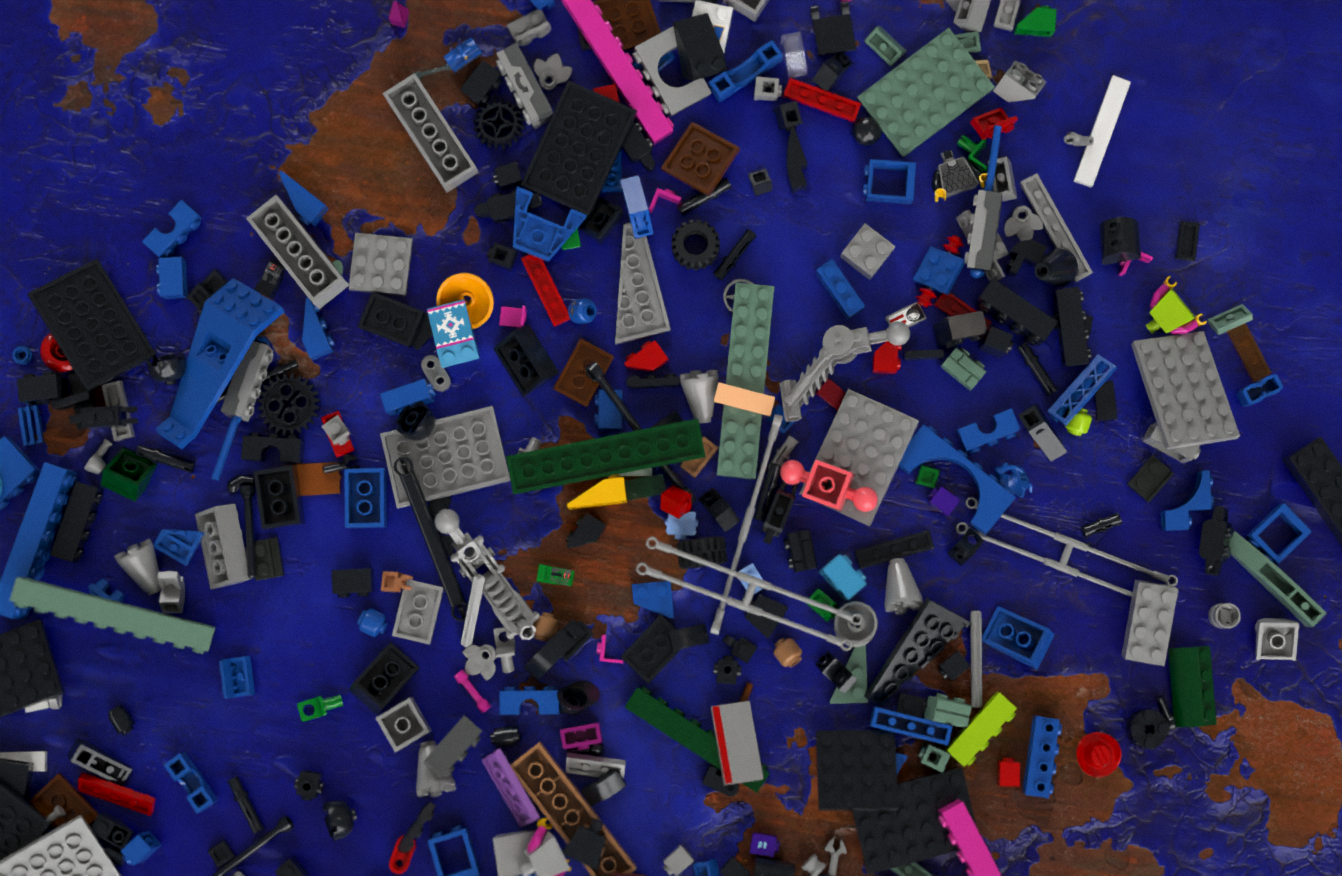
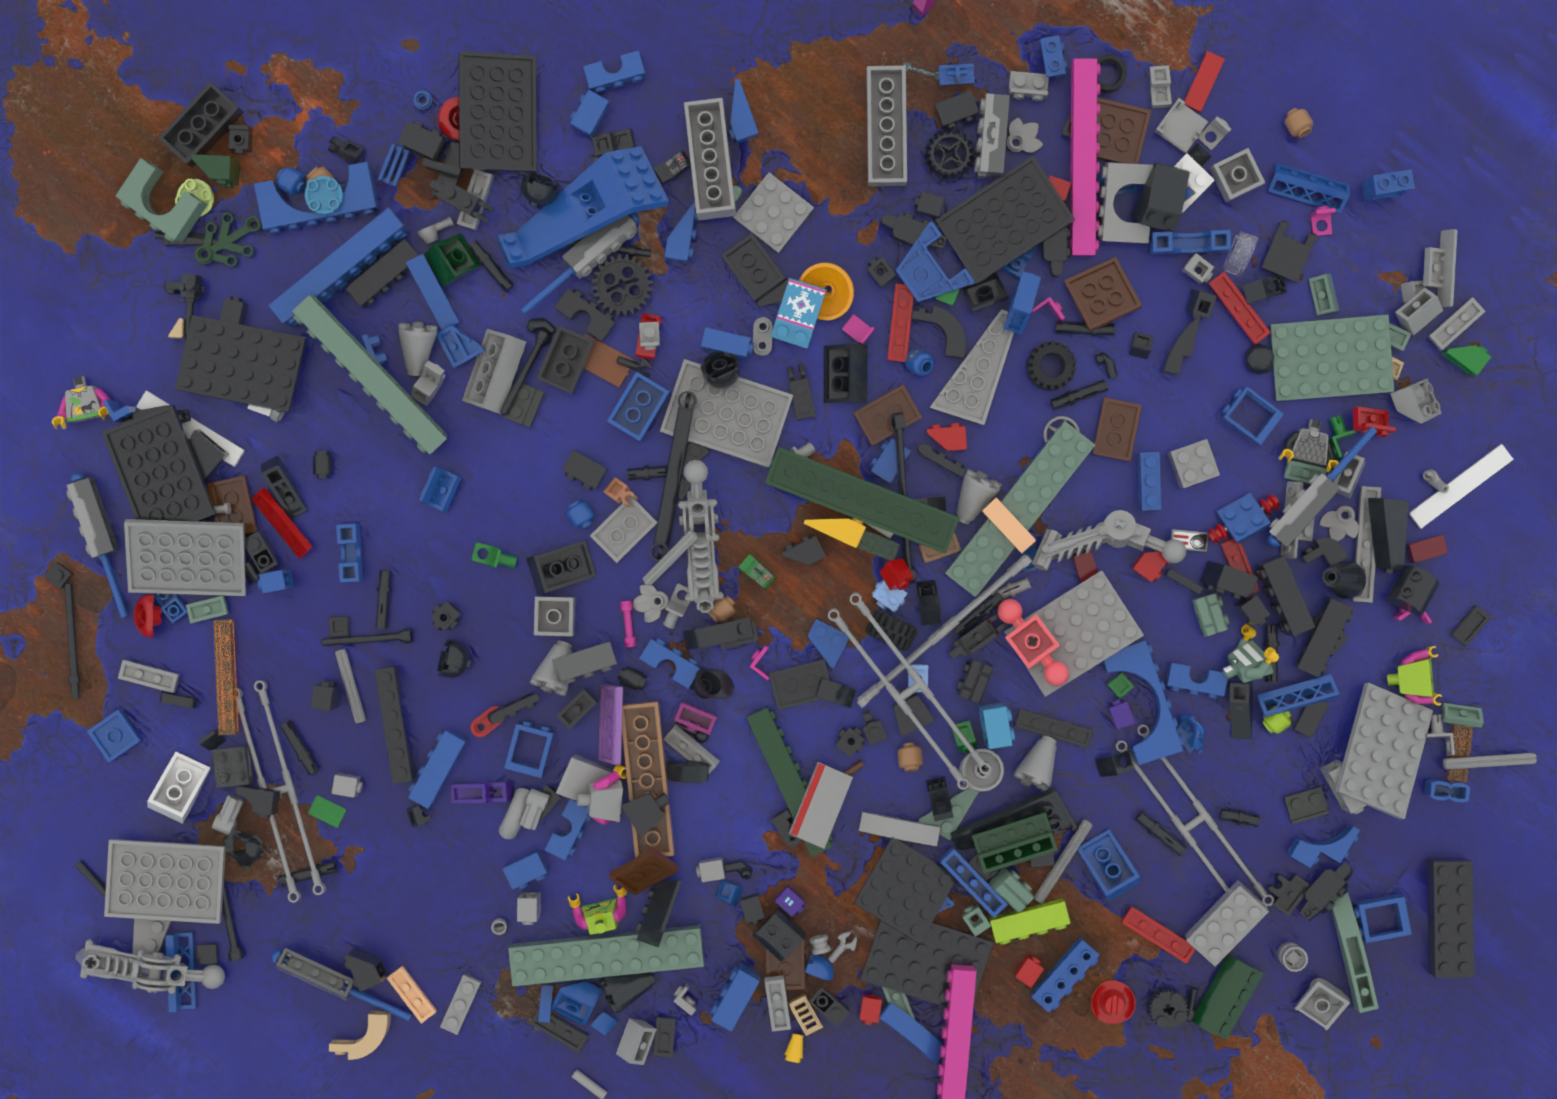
camera: 30 degrees right, 5 degrees up
(127, 511) = (432, 291): none -> blue tile
(408, 550) = (646, 472): none -> black pin
(473, 792) = (577, 708): none -> black brick
(500, 401) = (801, 394): none -> black hinge
(588, 265) = (950, 326): none -> black arch
(703, 843) = (739, 866): none -> black arm
(741, 212) = (1108, 362): none -> black arm
(785, 263) = (1116, 429): none -> reddish brown plate
(817, 720) = (899, 828): none -> light grey slope
(923, 668) = (1014, 842): none -> dark green brick
(961, 200) = (1302, 470): none -> sand green plate
(1021, 385) = (1248, 659): none -> sand green torso
(1035, 580) = (1153, 827): none -> black pin
(1067, 205) = (1389, 532): none -> black slope
(1098, 670) = (1158, 934): none -> red plate
(1108, 200) = (1426, 549): none -> dark red slope
(1185, 562) = (1288, 892): none -> black plate
(1219, 347) = (1437, 732): none -> light grey bracket
(1278, 343) = (1489, 761): none -> light grey axle

